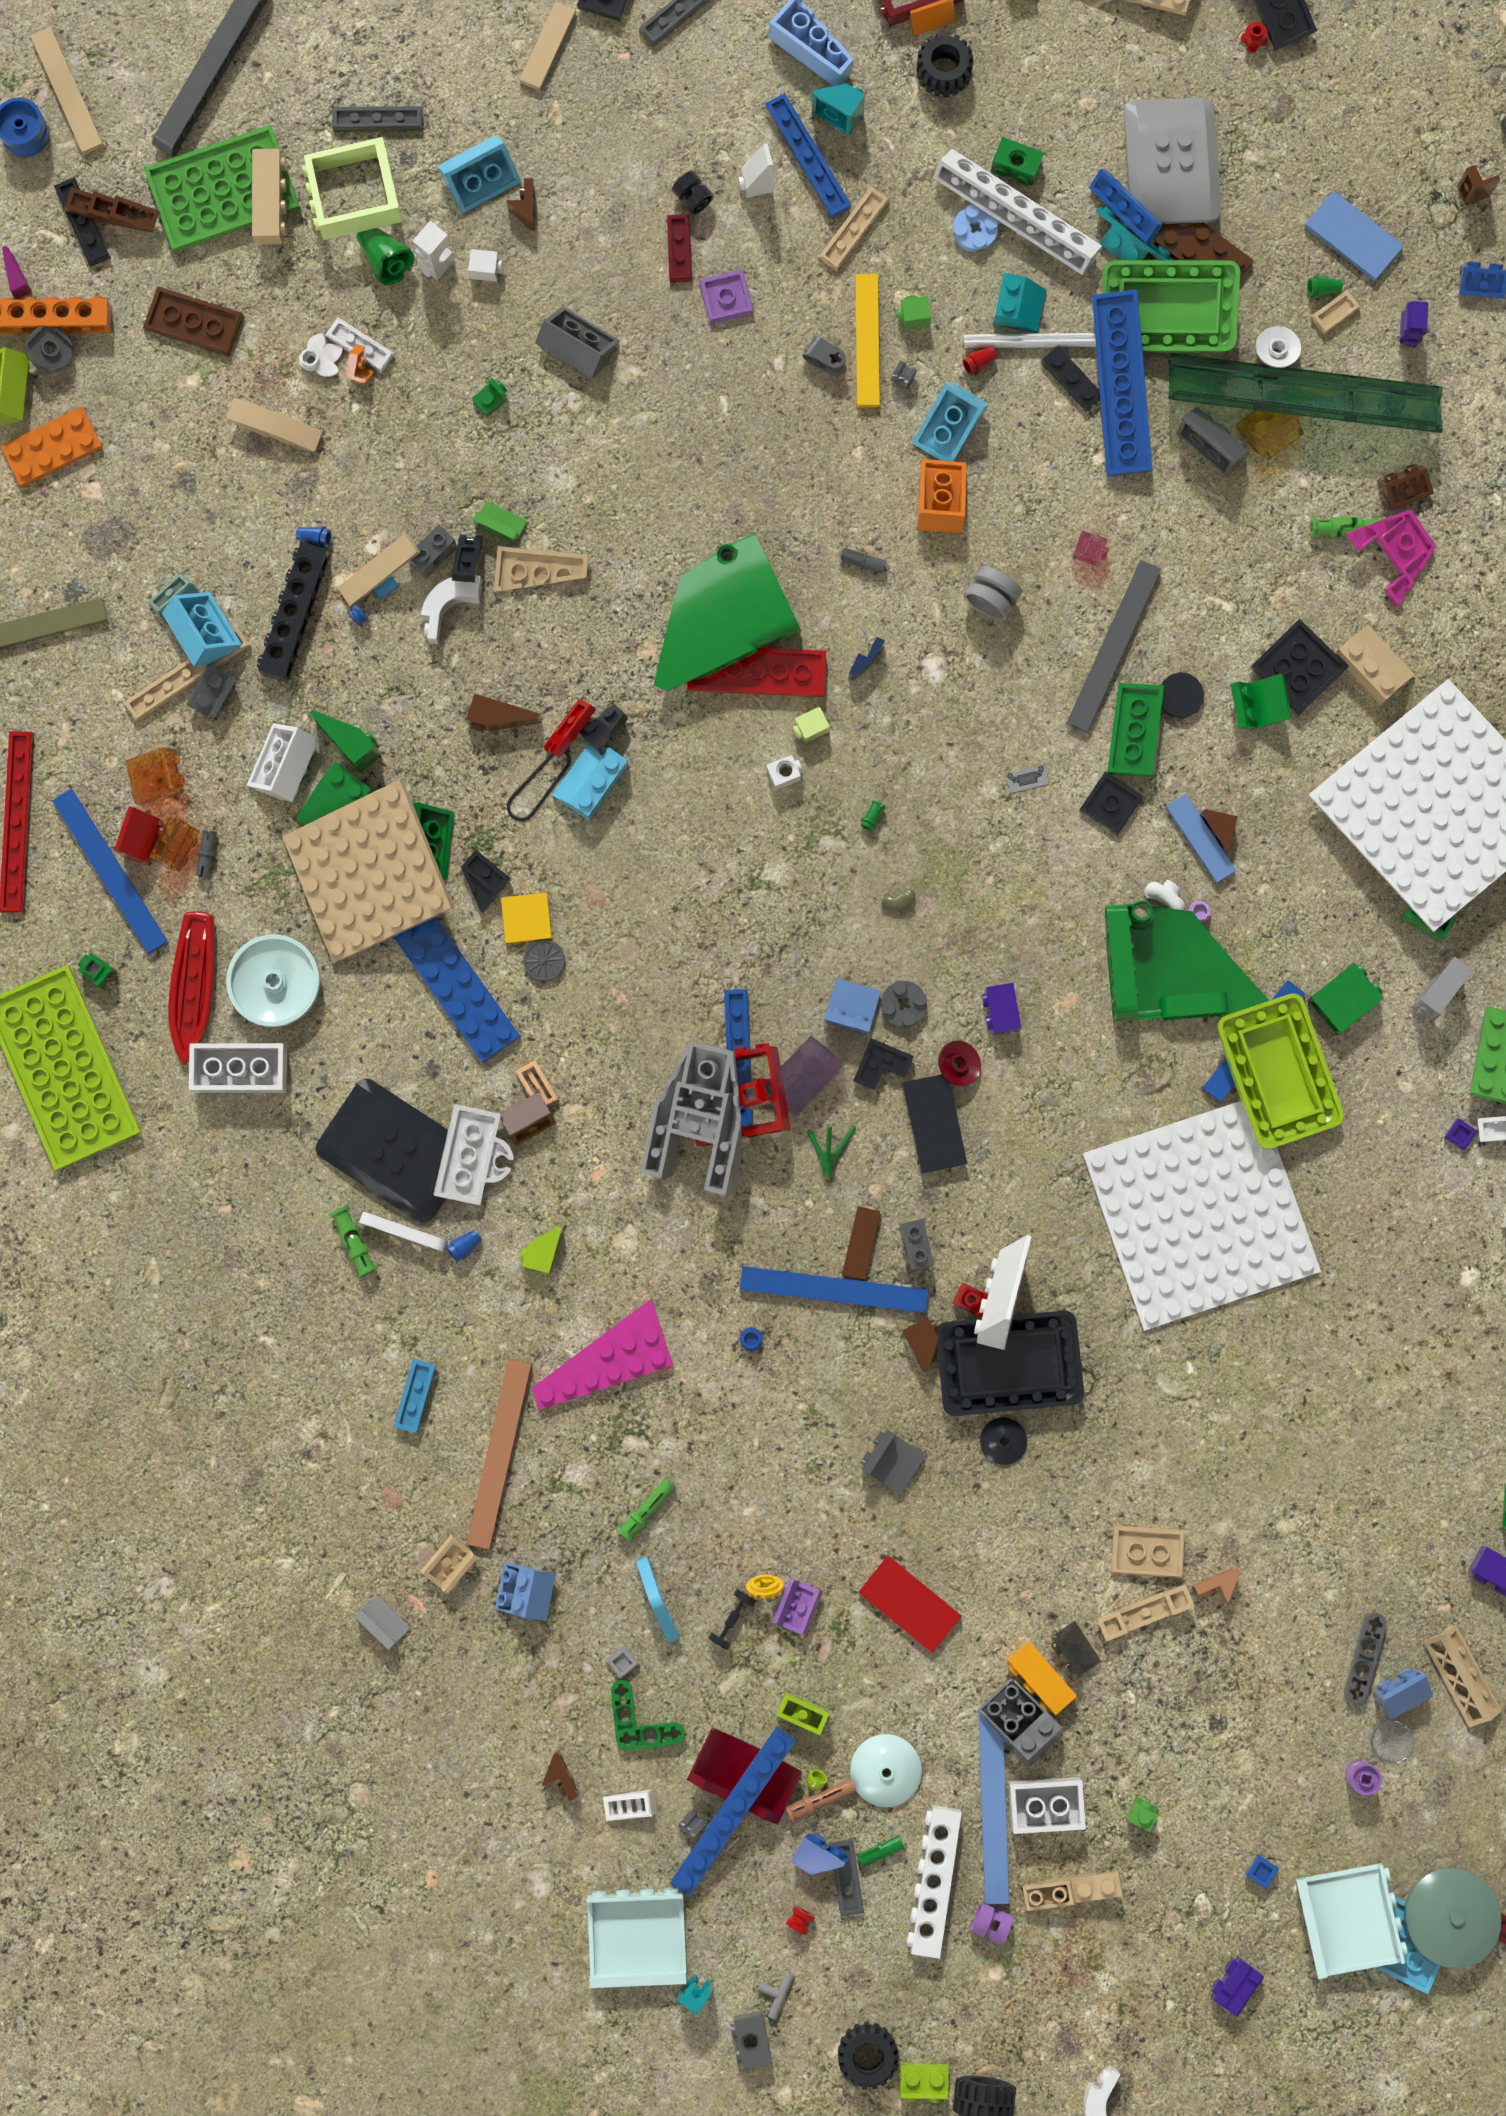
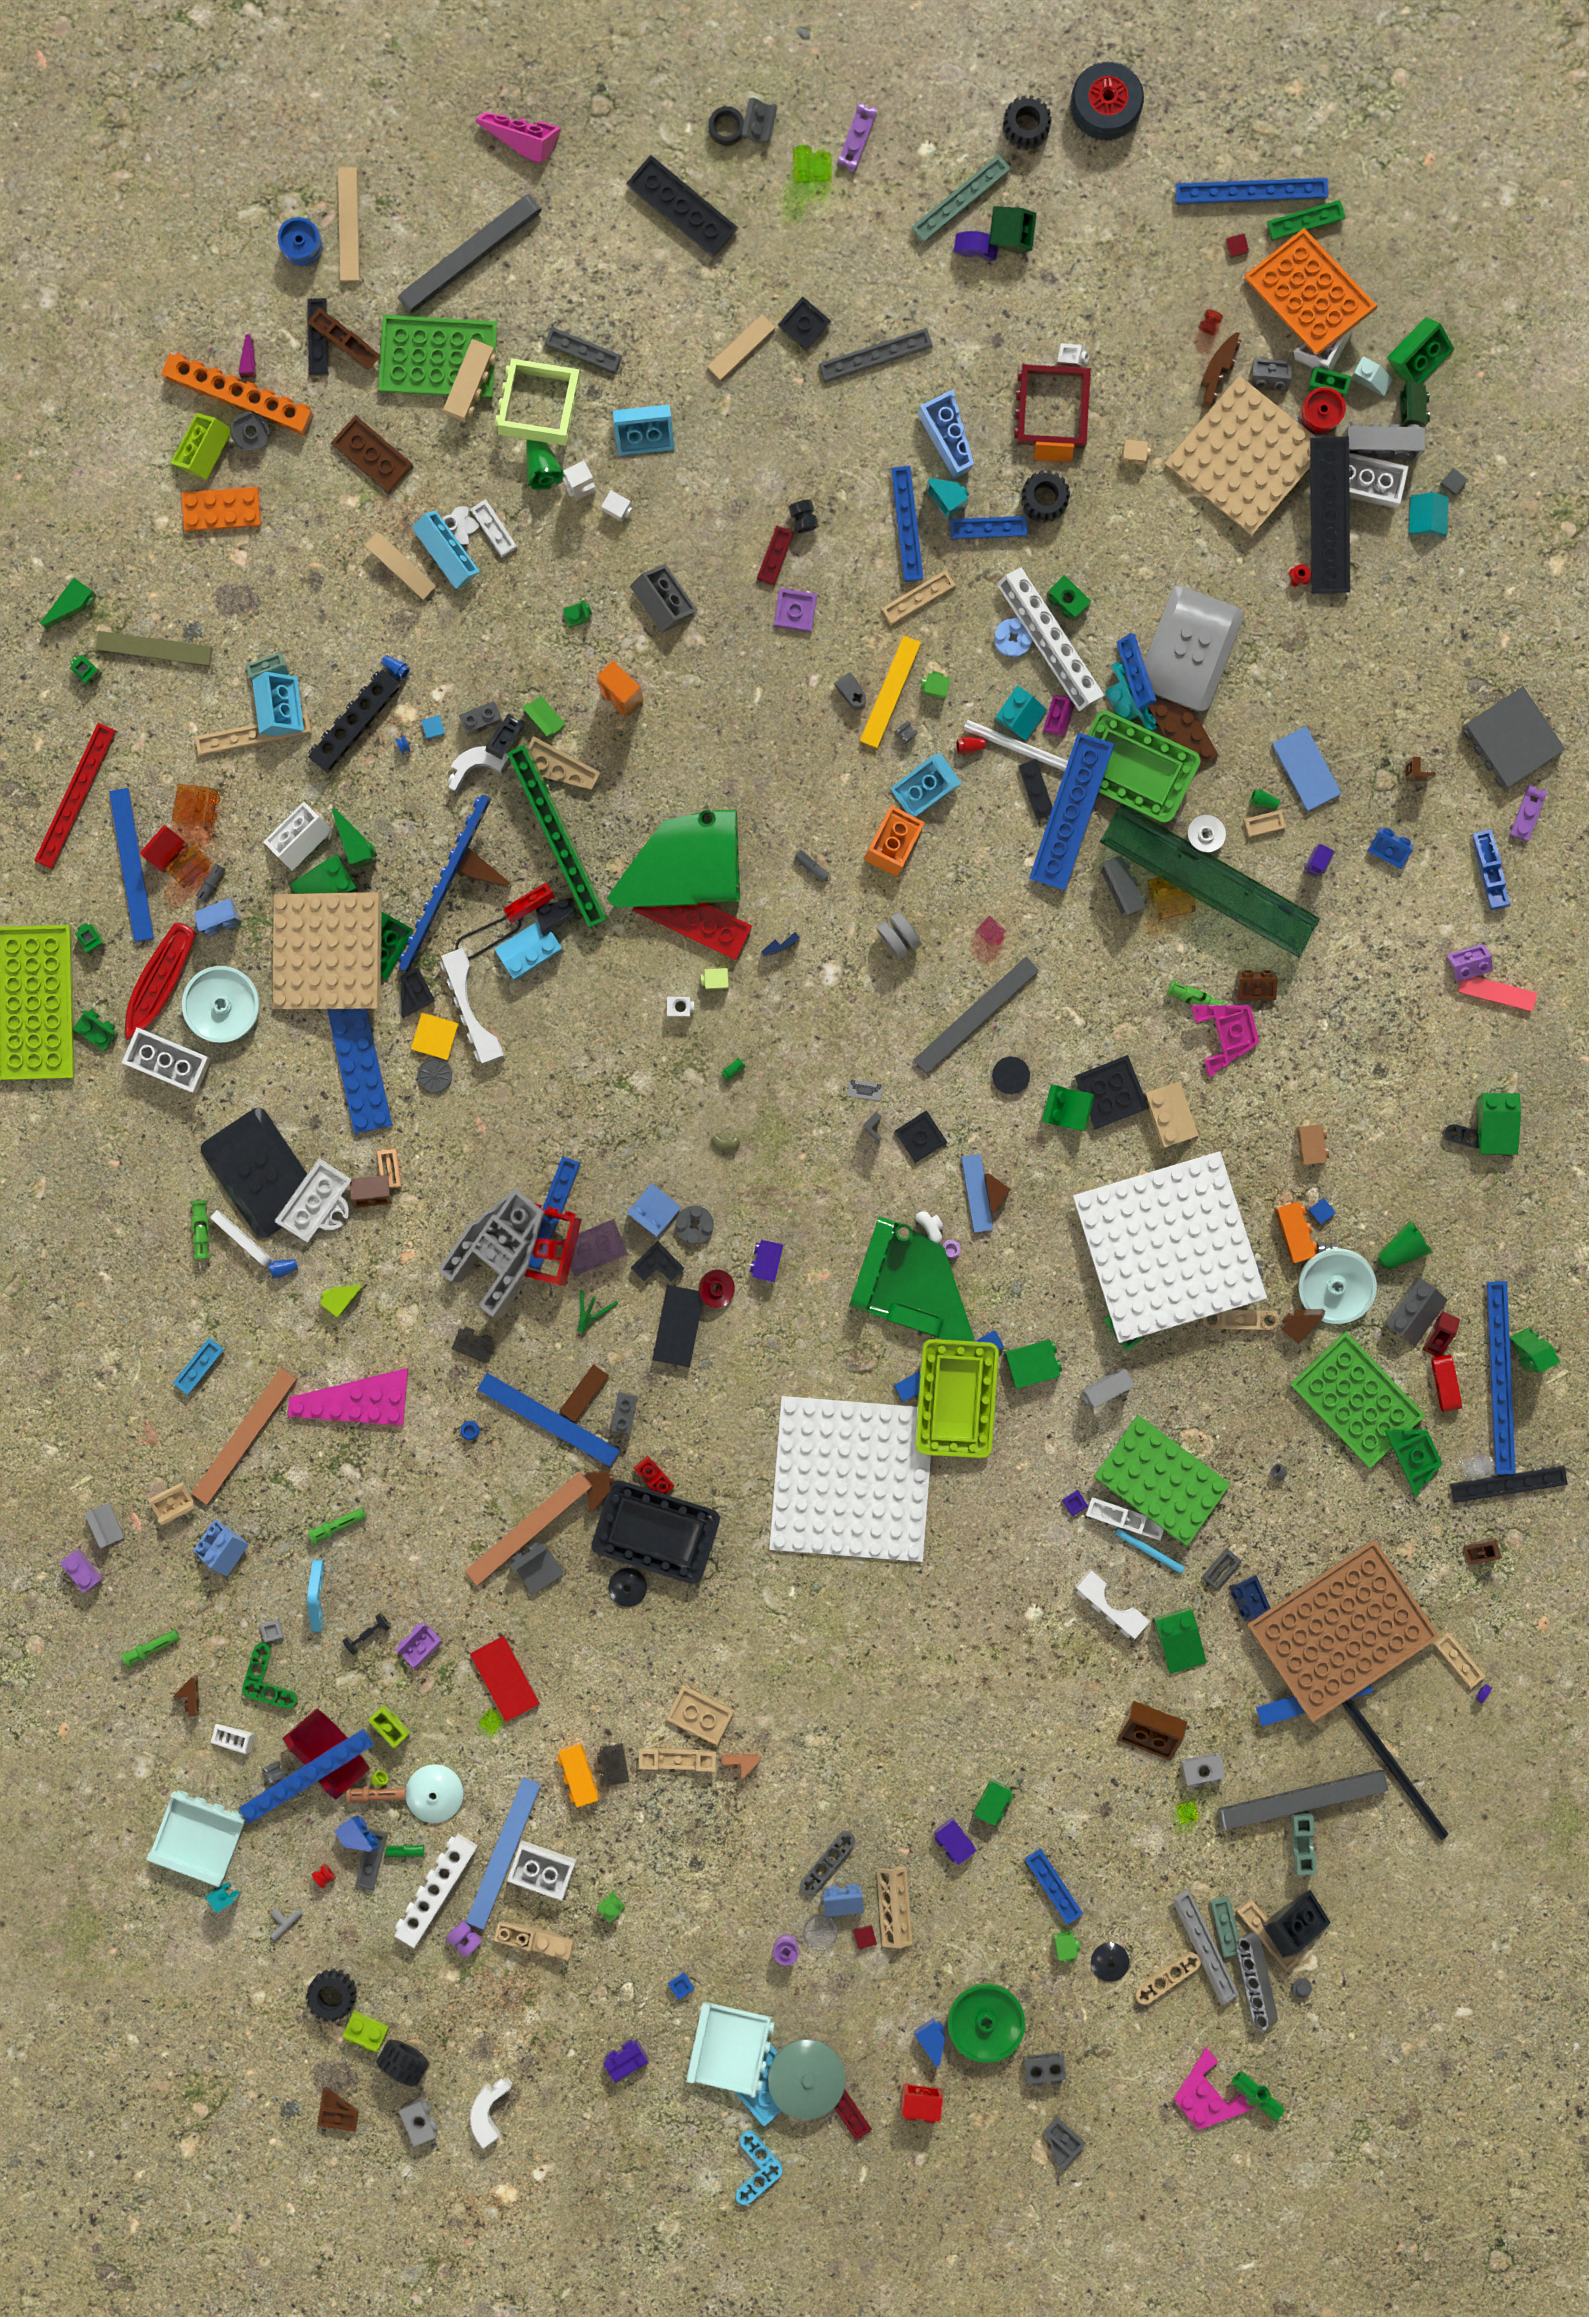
camera: 15 degrees right, 5 degrees up
(144, 1069) = (96, 1030): none -> green bracket
(211, 692) = (265, 758): dark grey bracket -> none
(230, 887) = (217, 917): none -> medium blue slope
(316, 386) = (445, 549): none -> medium azure brick
(355, 366) = (482, 546): orange bracket -> none
(377, 1685) = (81, 1570): none -> medium lavender brick
(379, 569) = (433, 716): tan tile -> none
(467, 732) = (447, 874): none -> blue plate
(485, 1749) = (142, 1652): none -> bright green pin
(525, 207) = (666, 474): reddish brown slope -> none
(571, 640) = (558, 836): none -> green brick
(572, 451) = (619, 688): none -> orange brick
(586, 900) = (458, 970): none -> white arch
(714, 1241) = (474, 1345): none -> clear smoke bracket
(754, 2025) = (255, 1936): dark grey brick -> none
(757, 173) = (858, 524): white slope -> none
(764, 1587) = (406, 1620): yellow gear -> none
(864, 1420) = (528, 1528): none -> nougat tile
(897, 123) = (988, 527): none -> blue plate
(914, 1659) = (491, 1721): none -> clear neon green tile
(1003, 1294) = (671, 1479): white slope -> none
(1021, 1722) = (549, 1801): dark grey slope -> none
(1055, 817) = (870, 1123): none -> dark grey panel
(1061, 290) = (1059, 716): none -> magenta slope
(1136, 729) = (963, 1088): green plate -> none
(1444, 1725) = (865, 1936): none -> dark red tile
(1448, 2041) = (764, 2165): none -> medium azure beam

